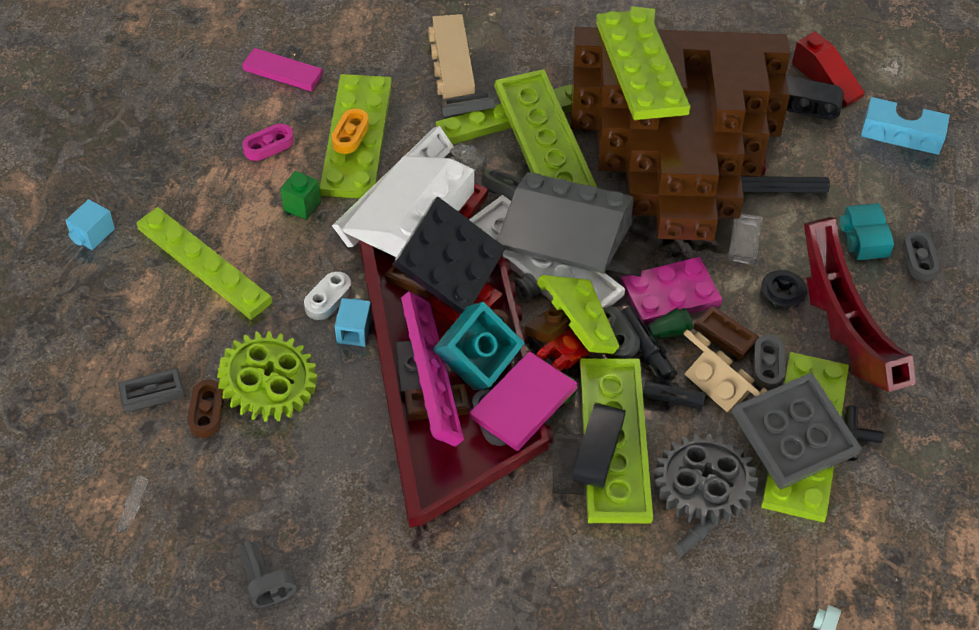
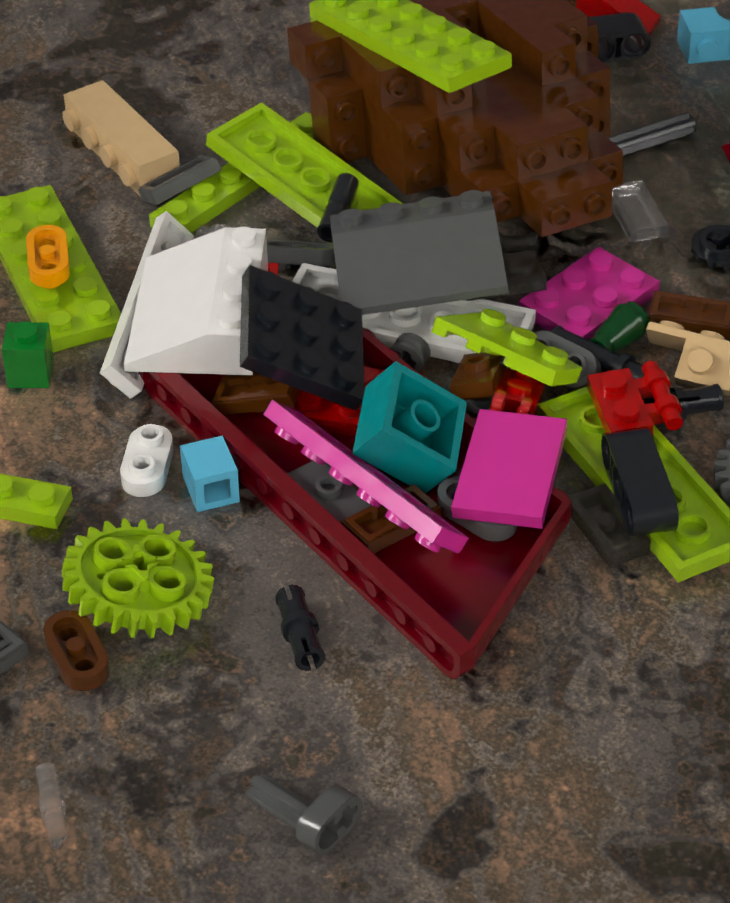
camera: 25 degrees left, 10 degrees down
(339, 451) = (300, 627): none -> black pin
(548, 160) = (339, 200): none -> black piece
(628, 382) = (621, 403): none -> red plate

